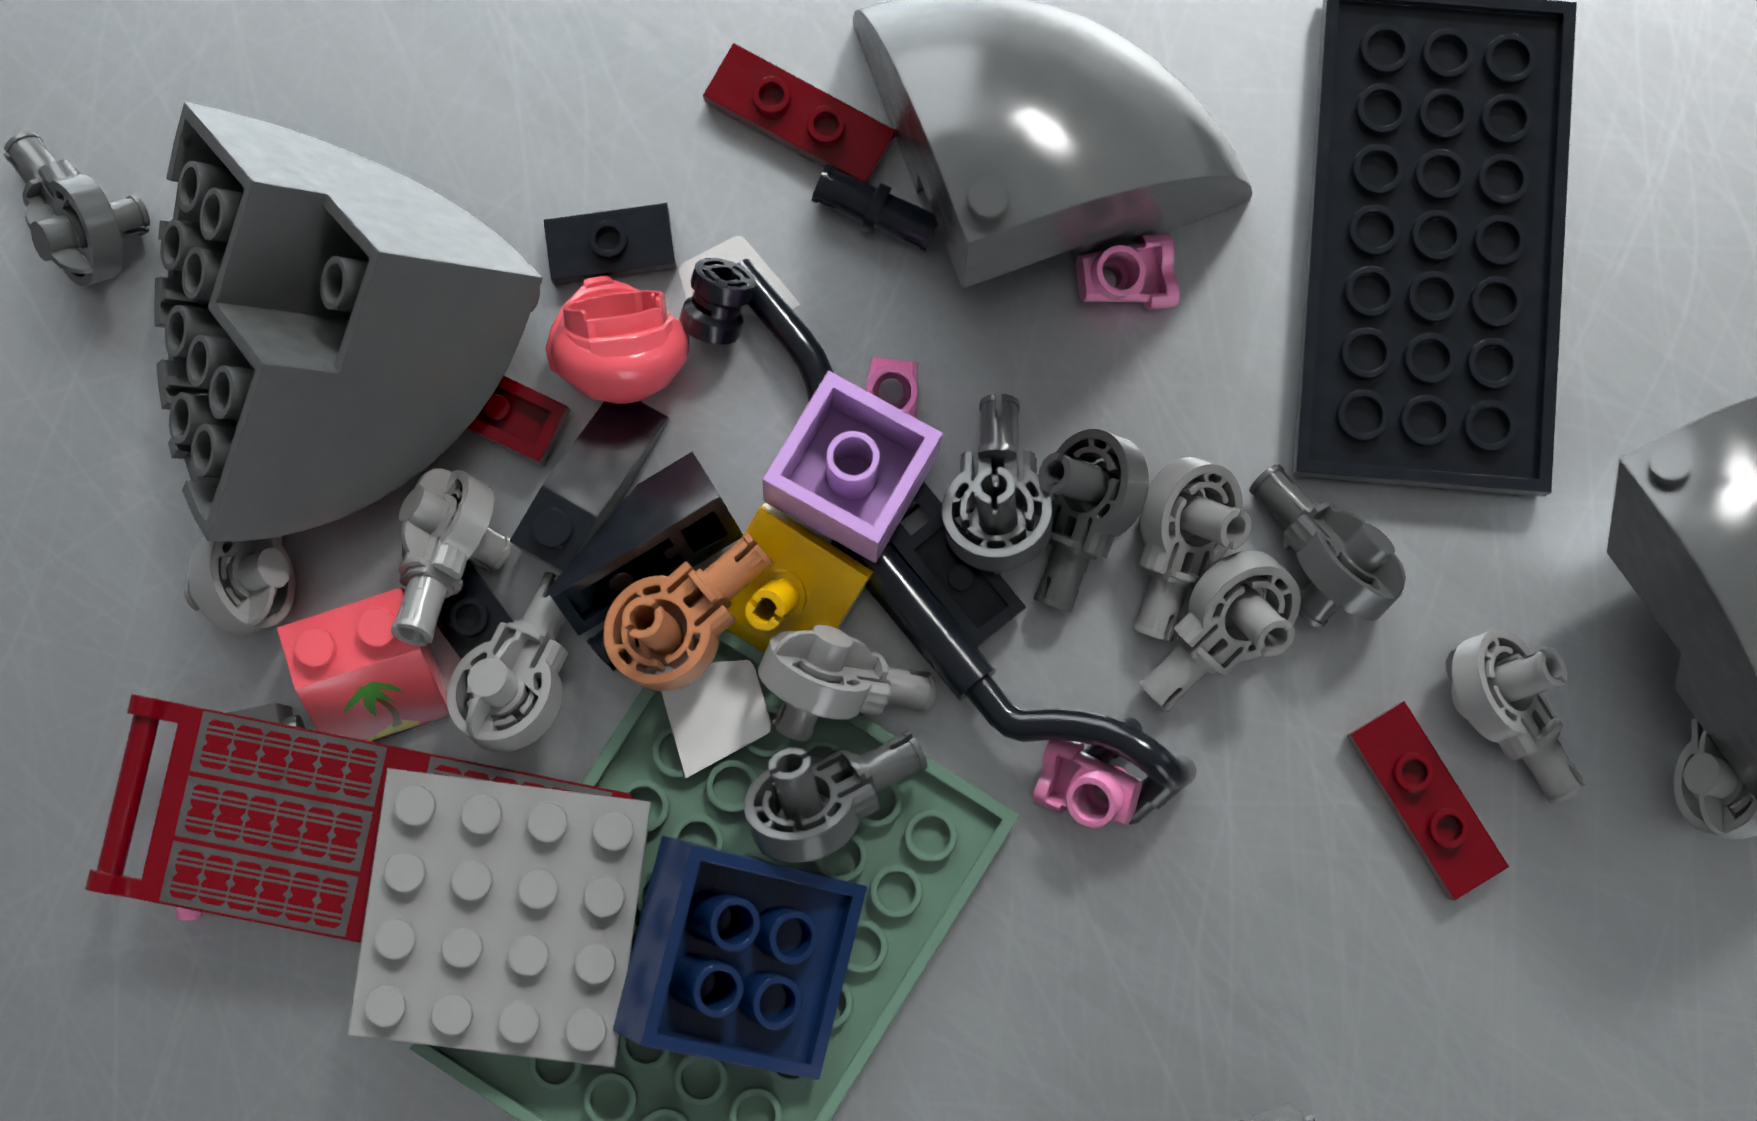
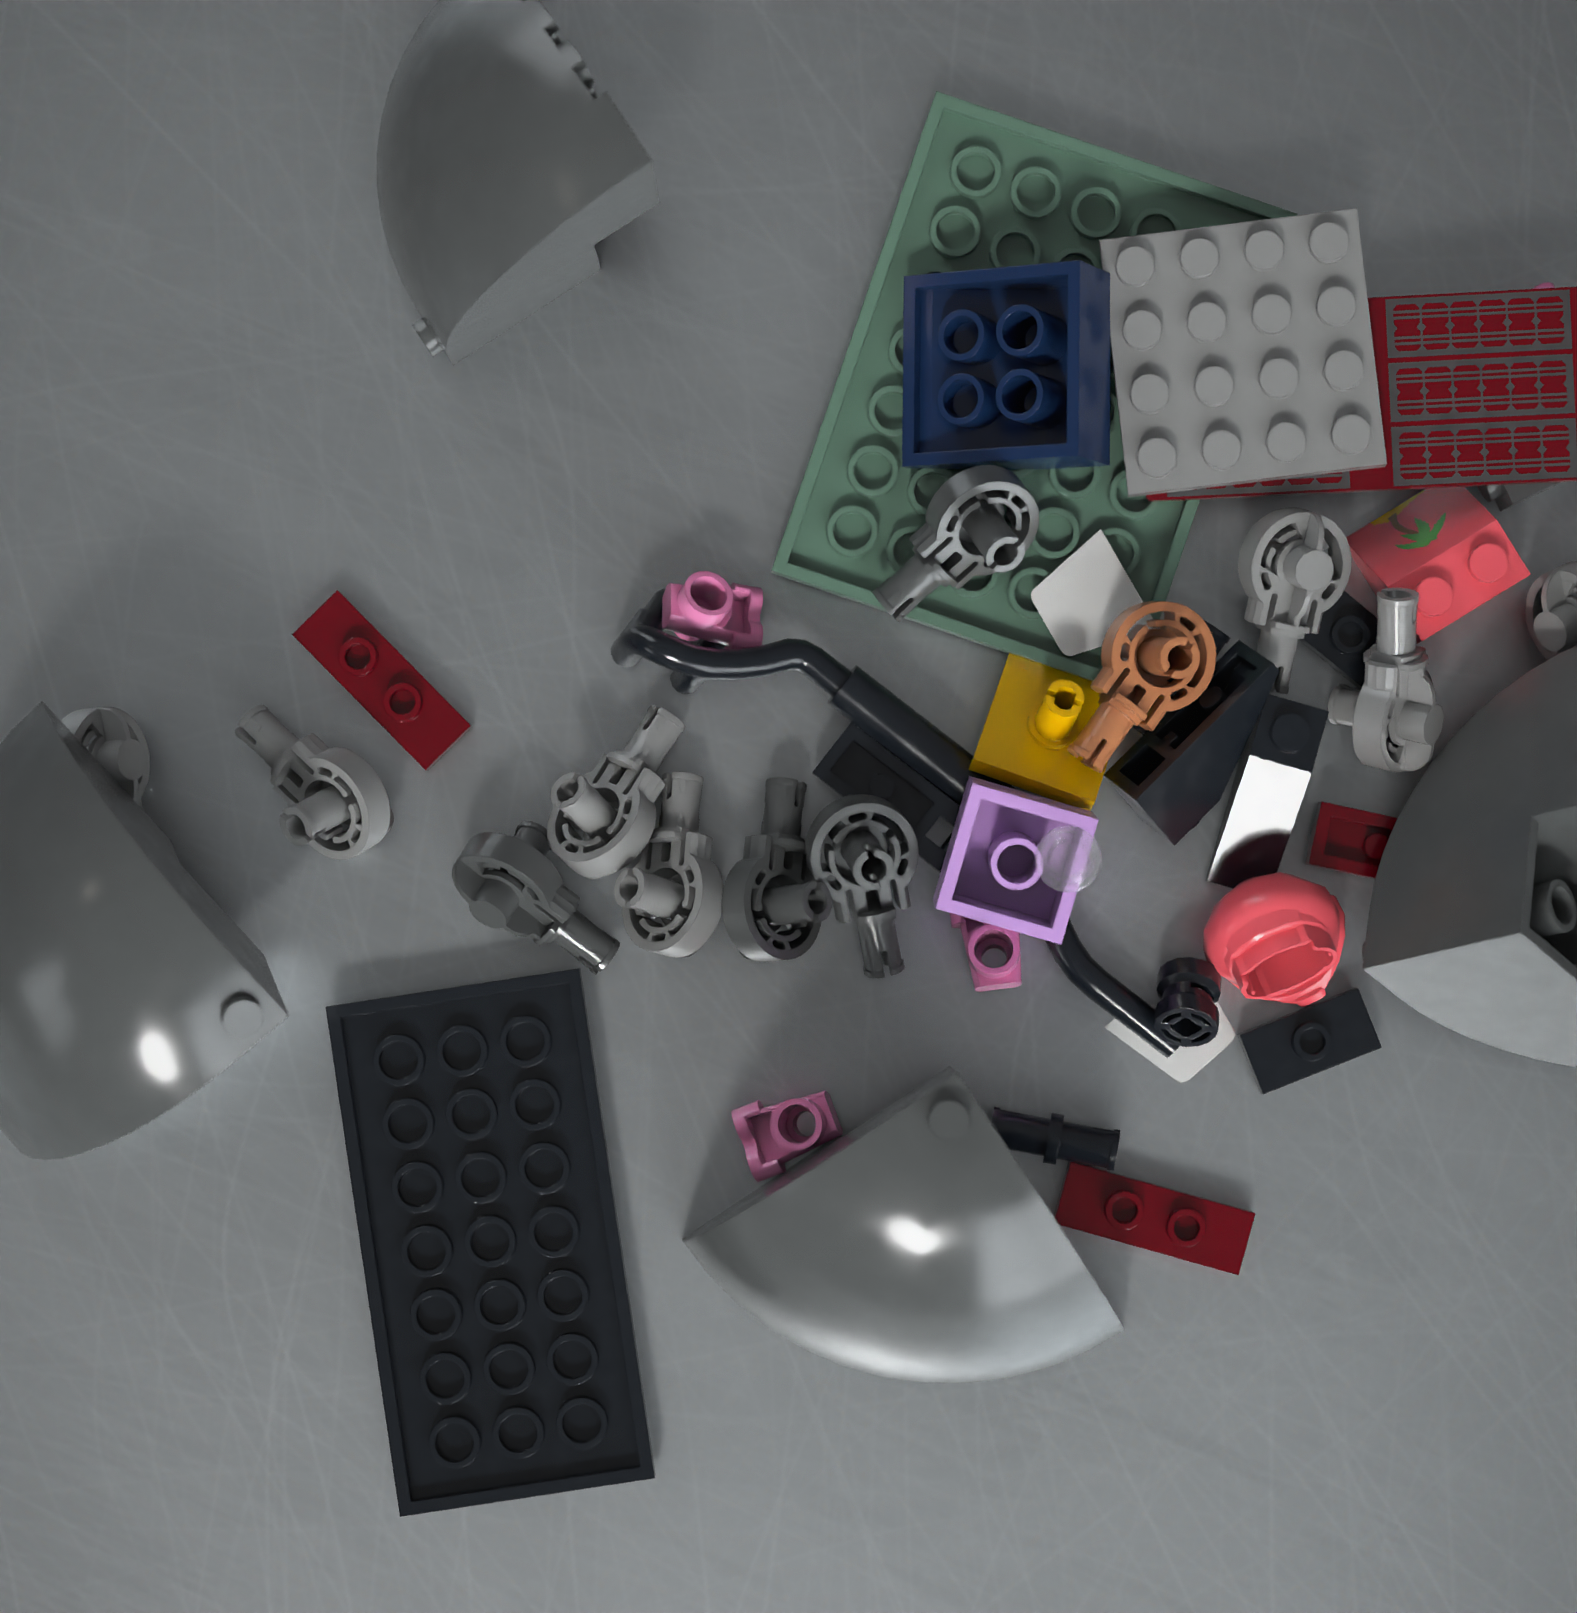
camera: 165 degrees right, 5 degrees up
(802, 445) = (1068, 858): none -> clear plate
(835, 679) = (991, 670): light grey pin -> none

